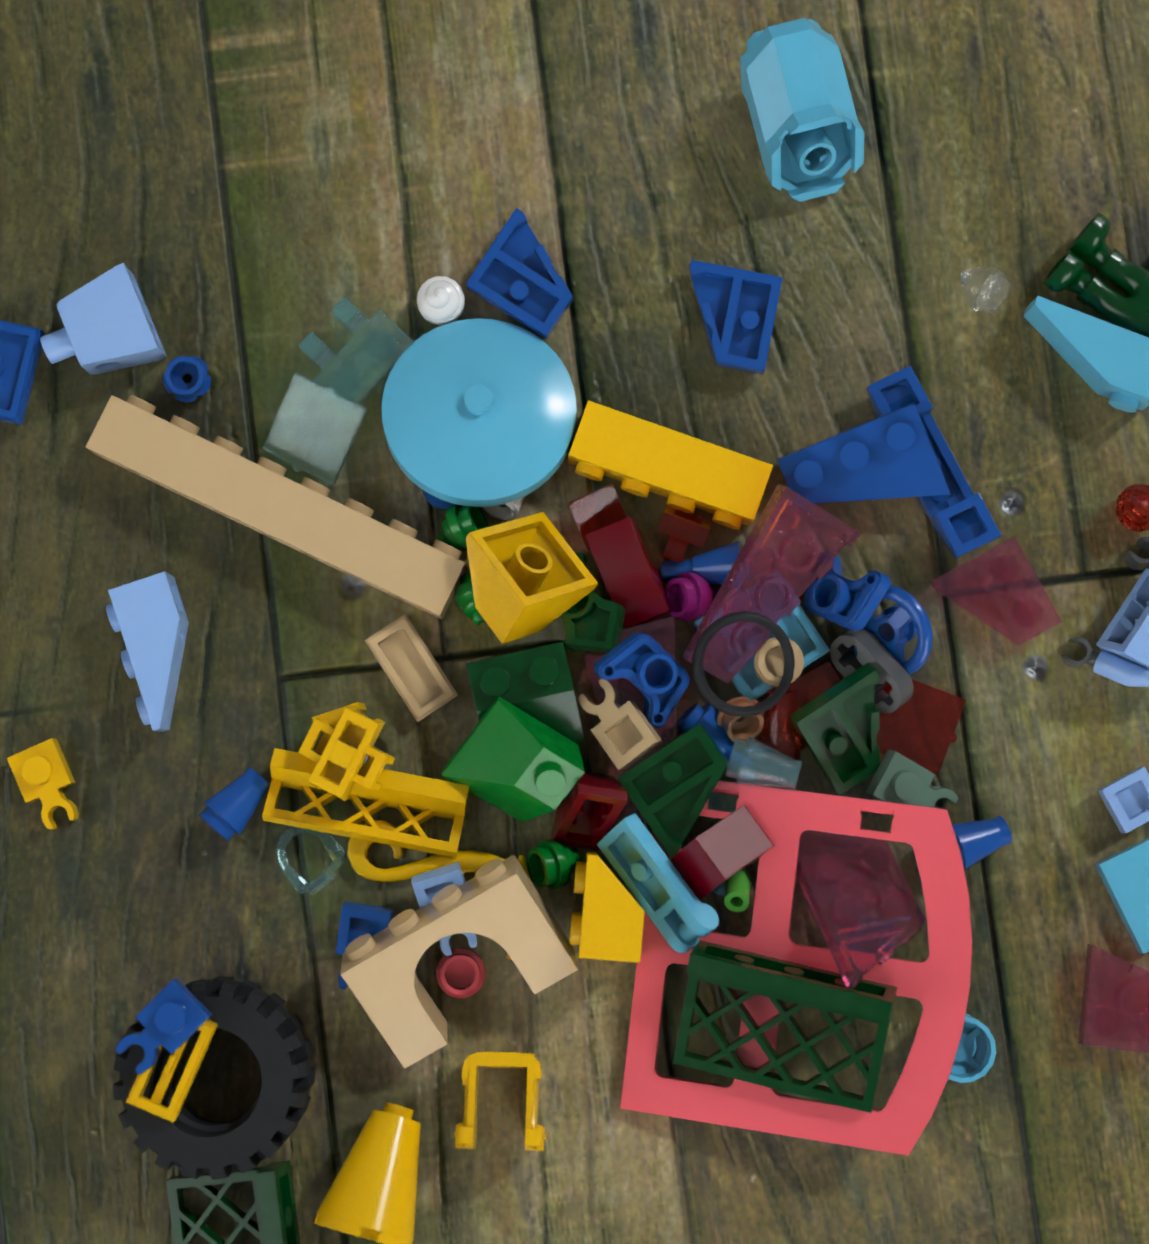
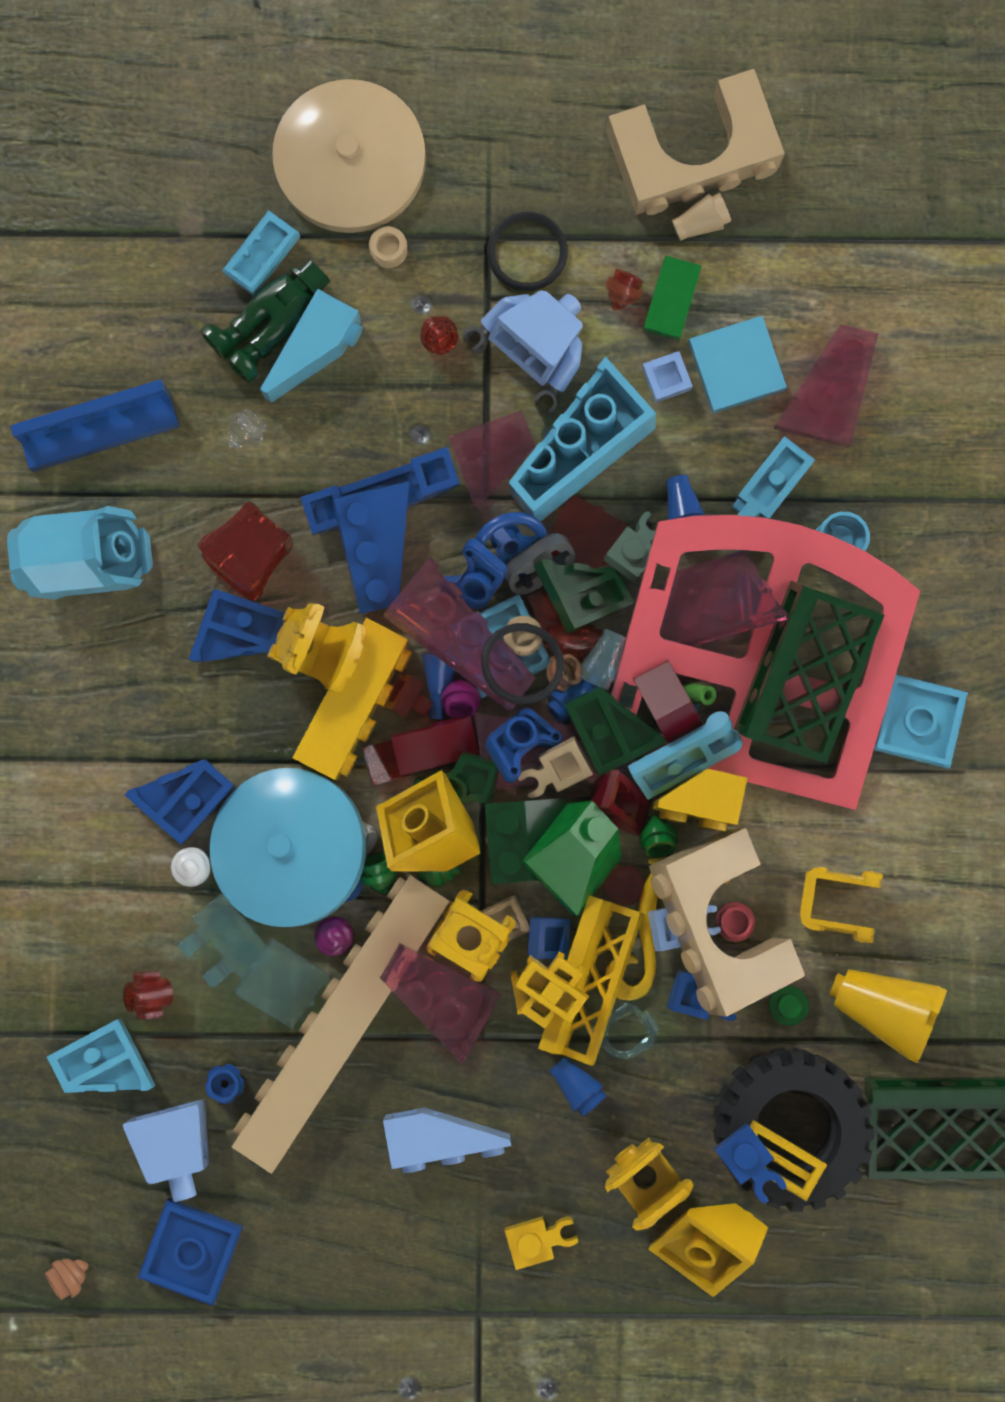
camera: 80 degrees left, 0 degrees up
(63, 994) = (711, 1245): none -> yellow slope
(106, 909) = (655, 1200): none -> yellow piece
(194, 230) = (102, 1062): none -> medium azure wing
(280, 271) = (148, 995): none -> clear red gear
(321, 621) = (441, 998): none -> clear pink wing
(365, 1053) = (788, 1005): none -> green plate
(379, 483) = (334, 936): none -> magenta plate
(401, 672) = (493, 936): none -> yellow piece
(411, 744) = (548, 937): none -> blue plate
(487, 829) = (624, 885): none -> clear red plate
(726, 428) = (316, 648): none -> yellow piece
(742, 1178) = (921, 722): none -> medium azure plate
(835, 309) = (246, 550): none -> clear red piece
(962, 108) = (96, 425): none -> blue fence
(1021, 951) = (773, 480): none -> medium azure hinge
(1033, 704) = (584, 441): none -> medium azure wedge

